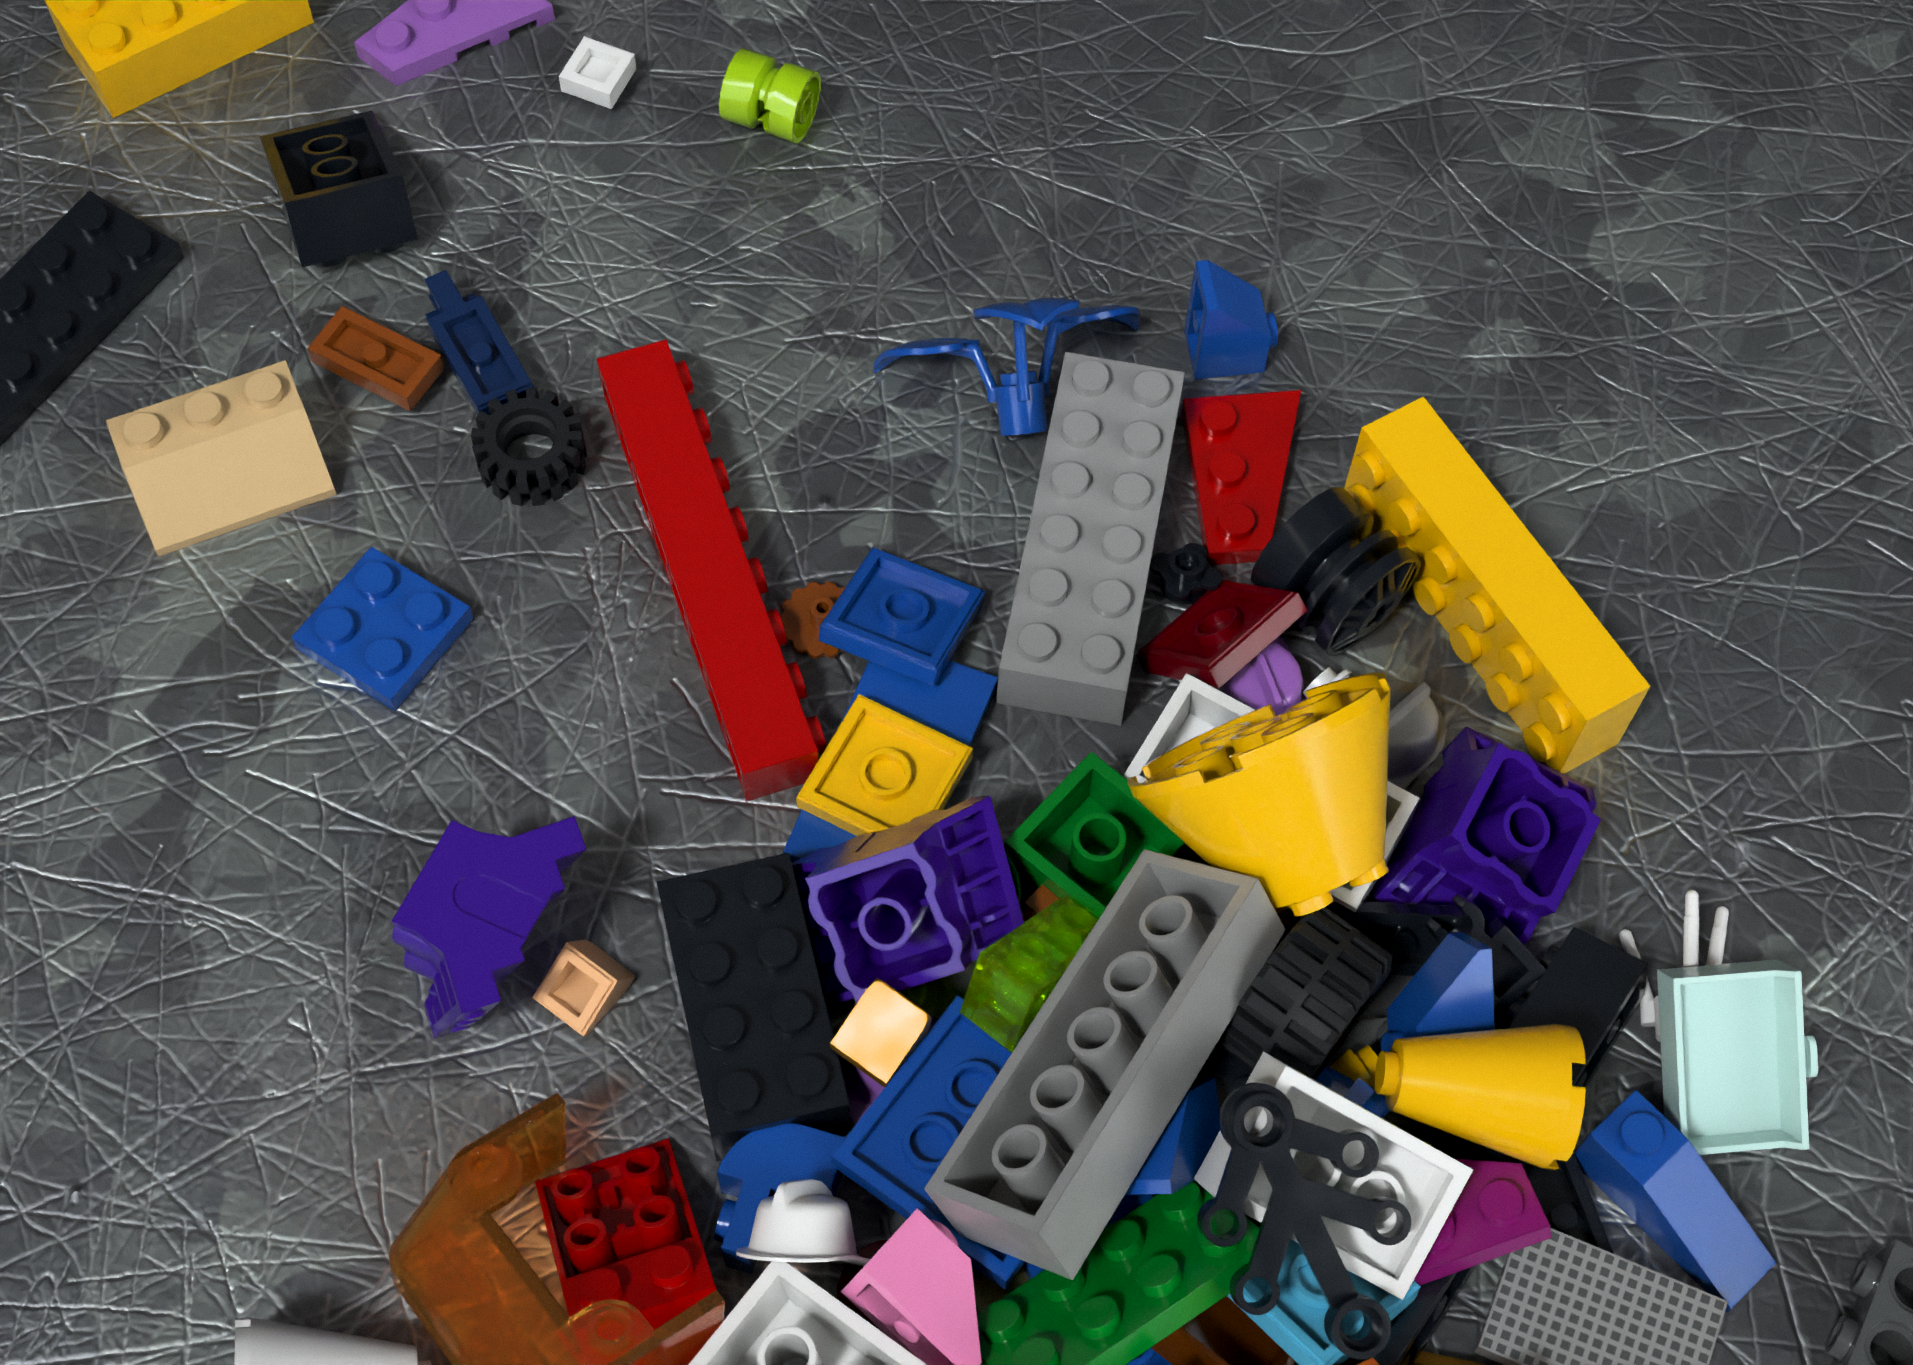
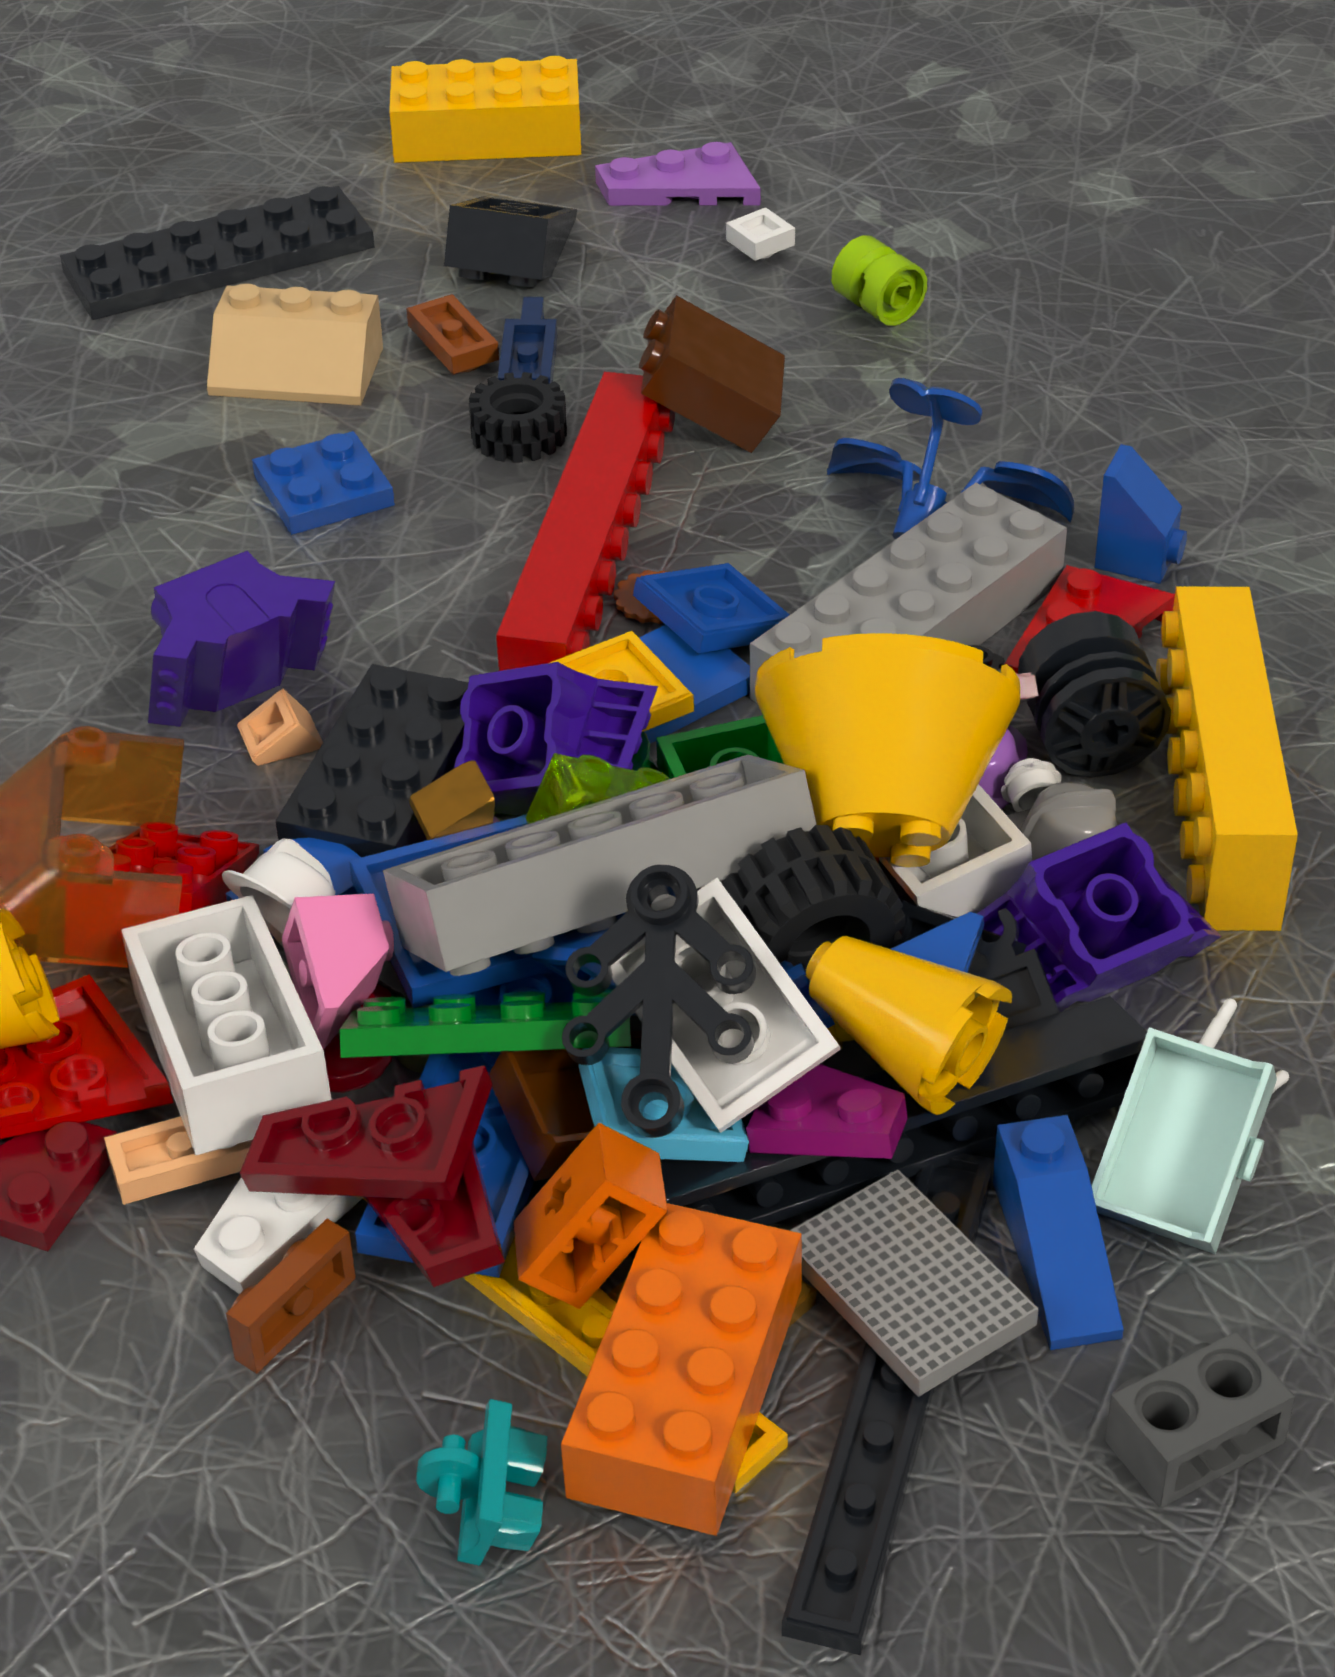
camera: 35 degrees right, 20 degrees down
(710, 314) = (712, 373): none -> reddish brown brick

